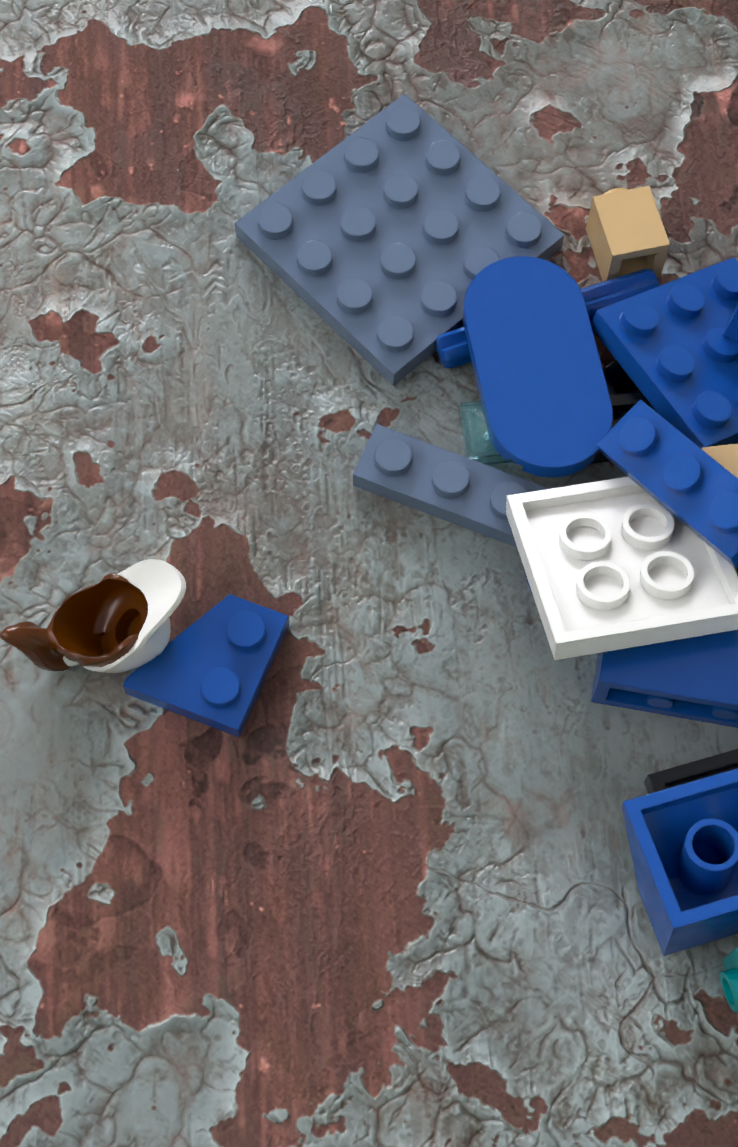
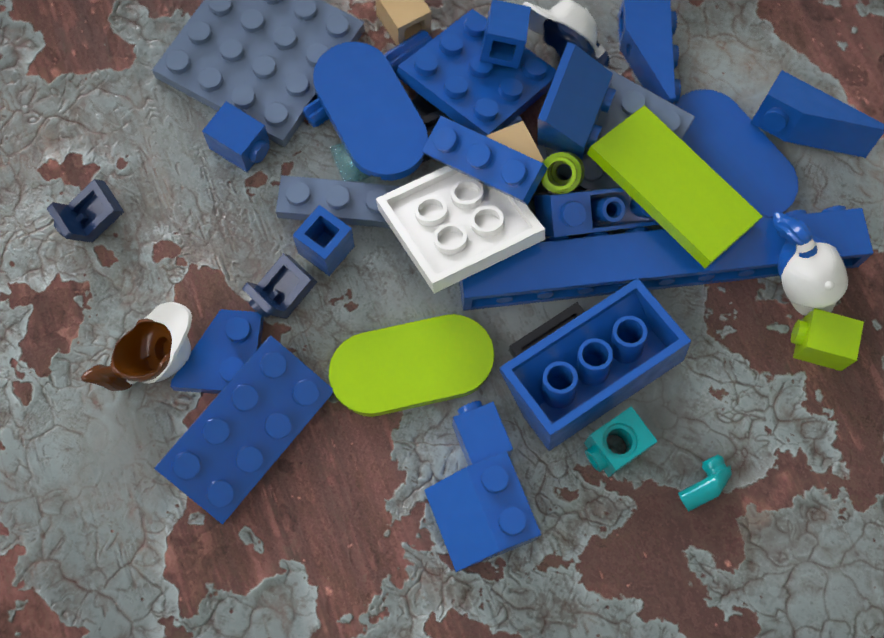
camera: 20 degrees left, 5 degrees up
(80, 402) = (87, 213): none -> dark blue bracket
(213, 781) = (244, 429): none -> blue plate
(326, 589) = (280, 288): none -> dark blue bracket
(328, 351) = (237, 137): none -> blue brick
(412, 535) = (324, 240): none -> blue brick
(489, 760) = (411, 365): none -> lime tile
(534, 1017) = (482, 512): none -> blue slope
(565, 898) = (480, 432): none -> blue brick

